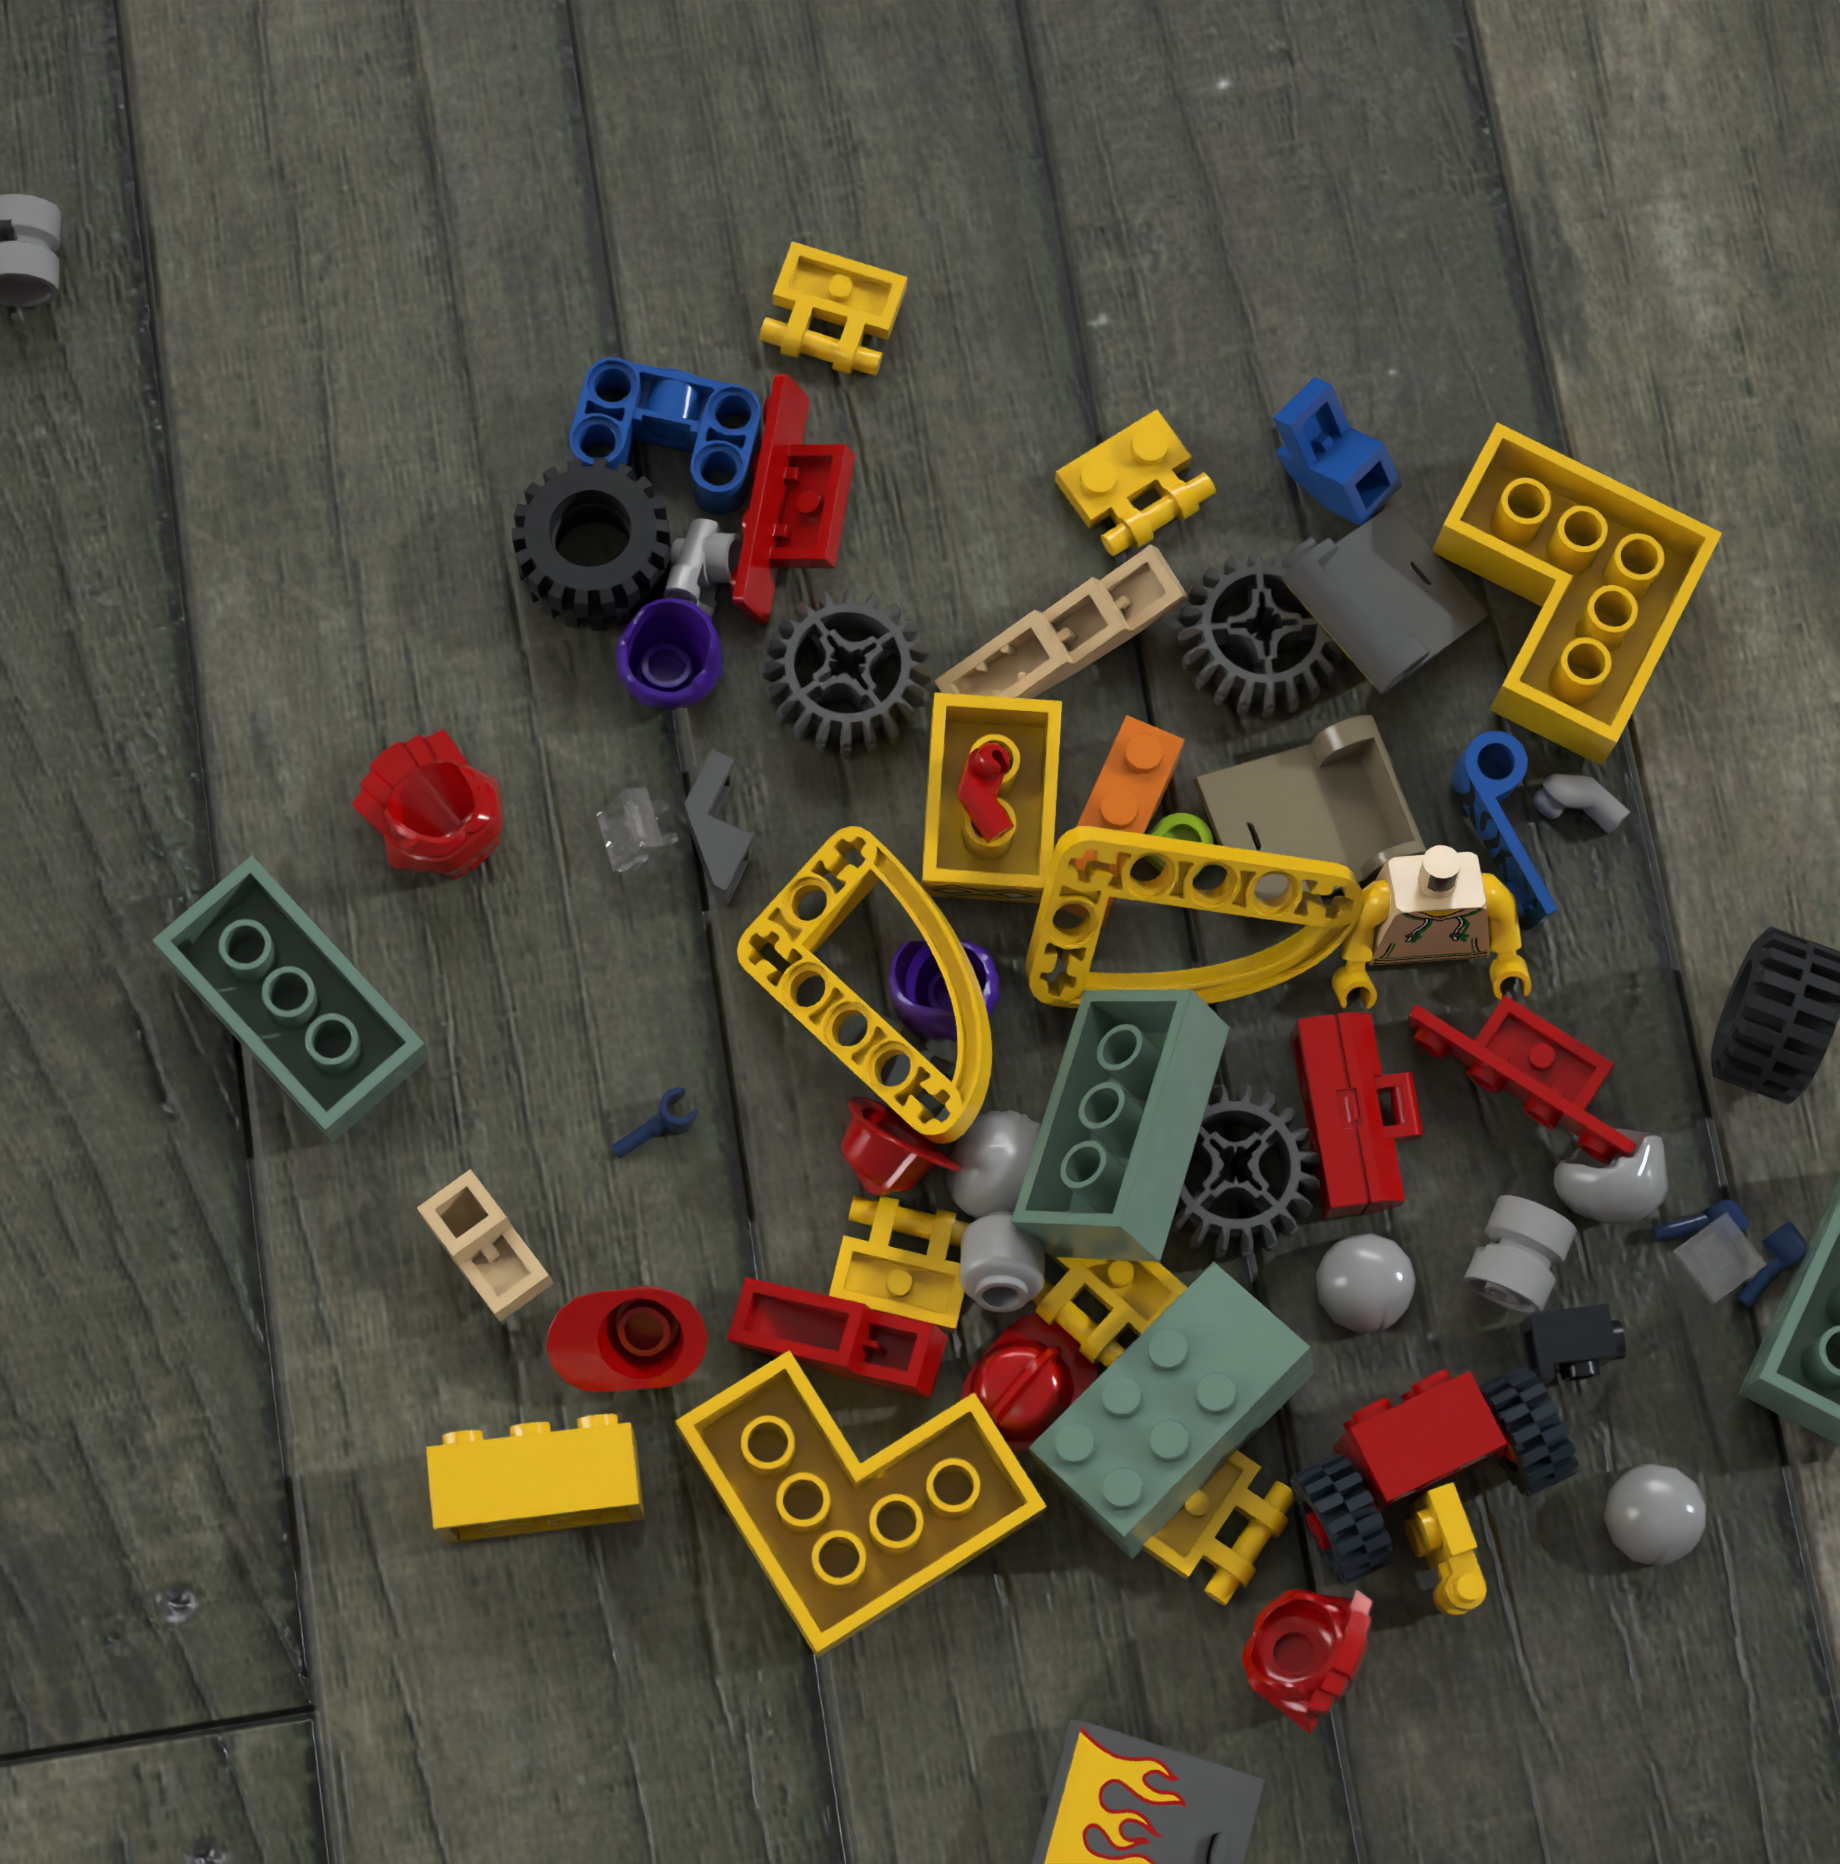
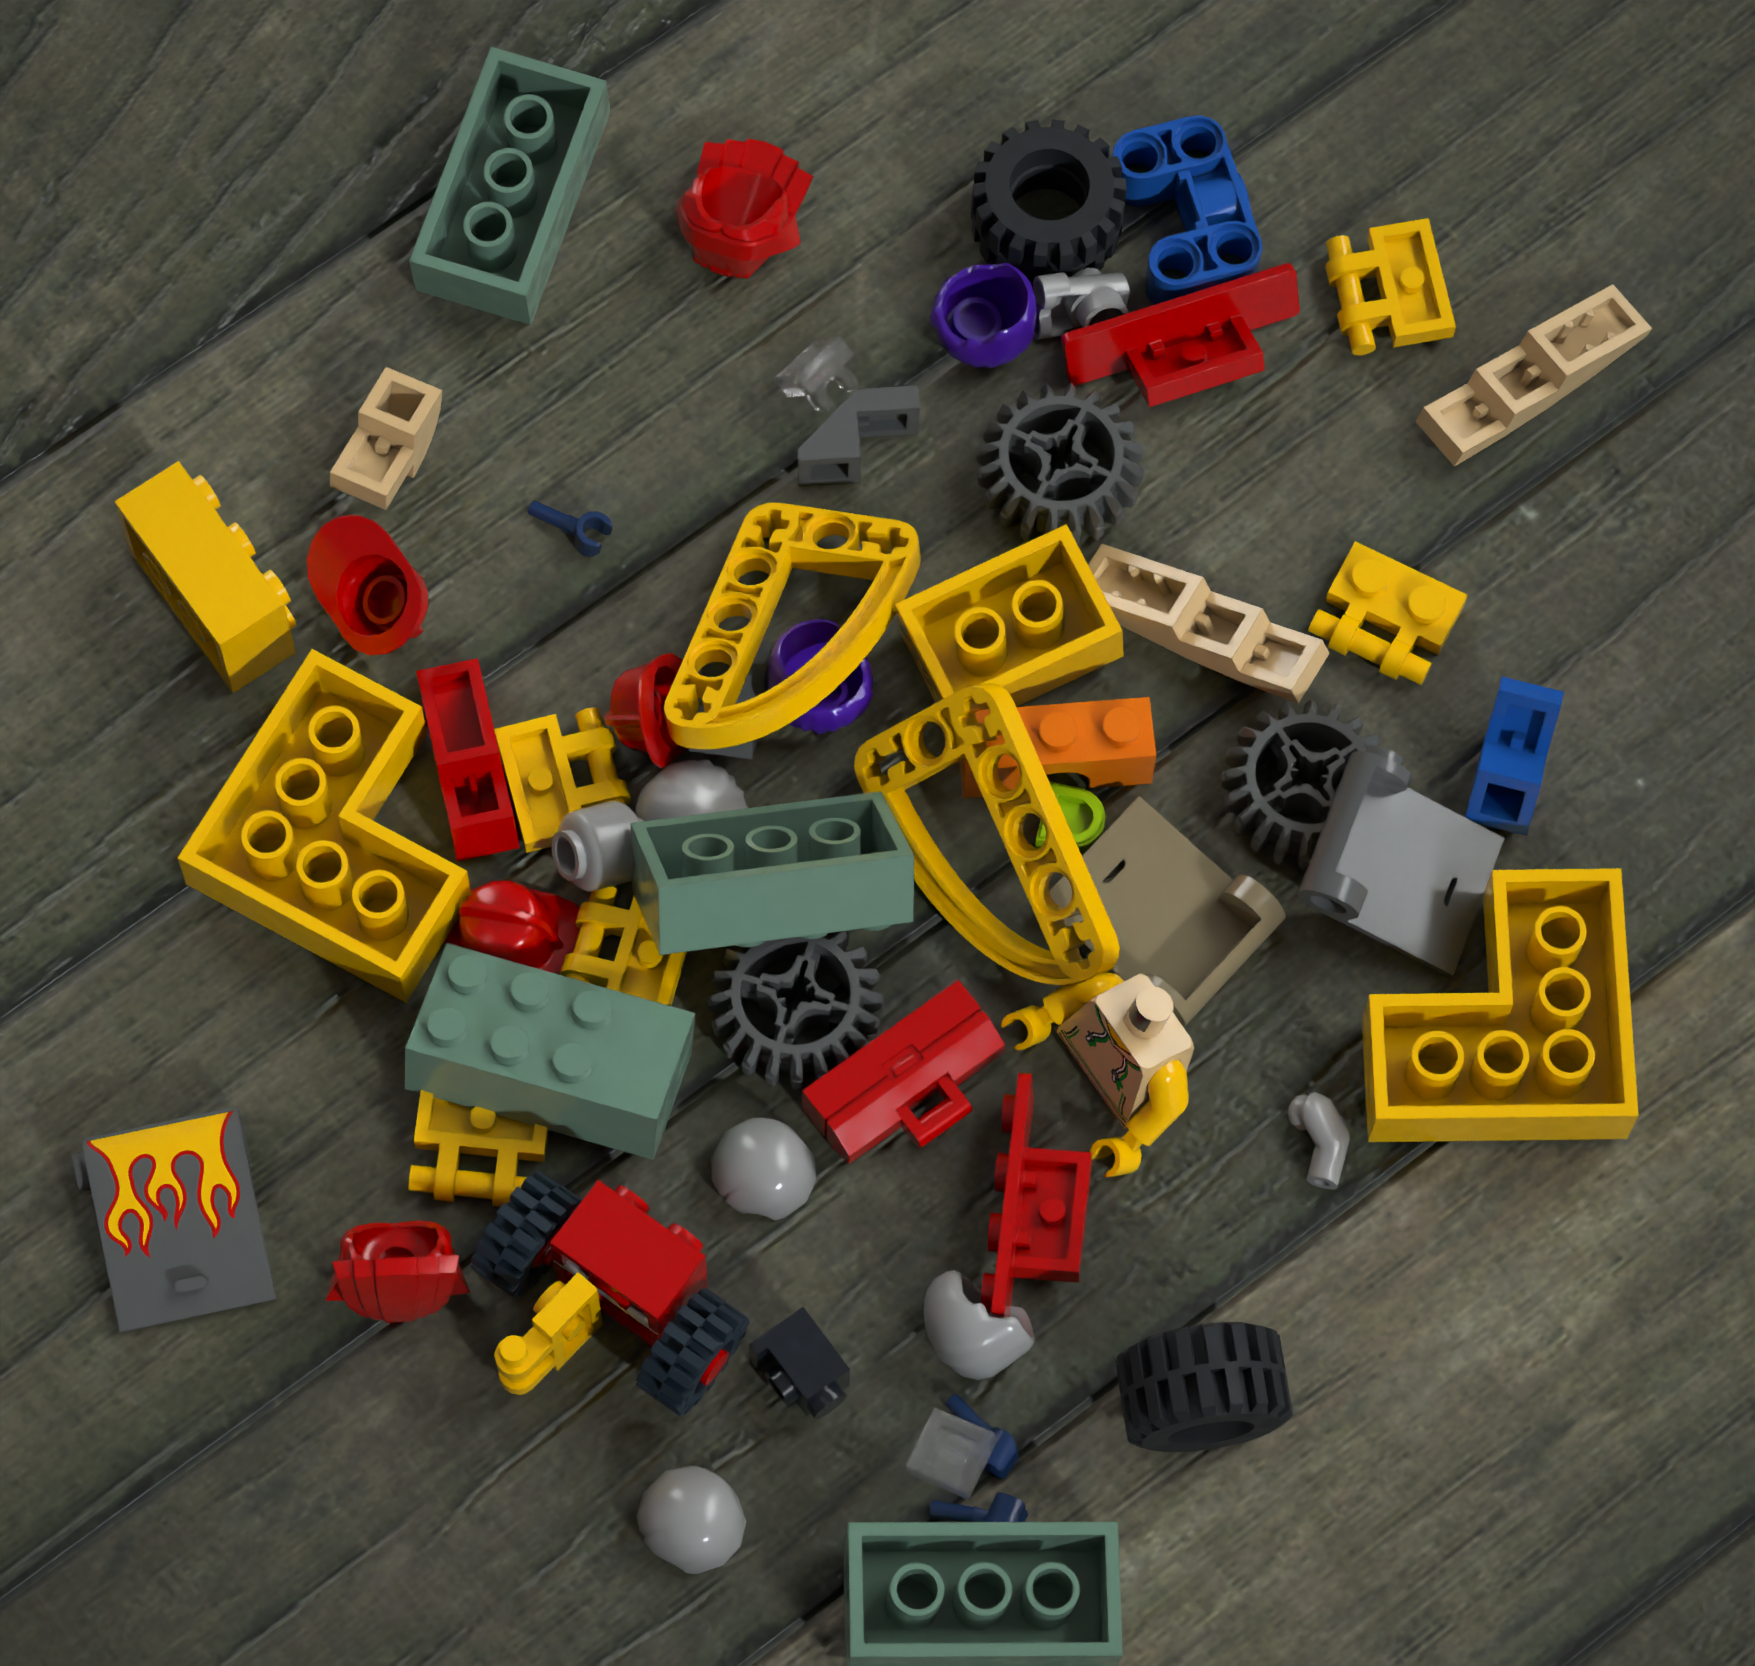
camera: 65 degrees right, 5 degrees down
(980, 787) = (999, 602): red arm -> none
(983, 243) = (1533, 375): none -> tan slope
(1482, 780) = (1284, 1037): blue door -> none
(1522, 1249) = (857, 1279): light grey wheel -> none

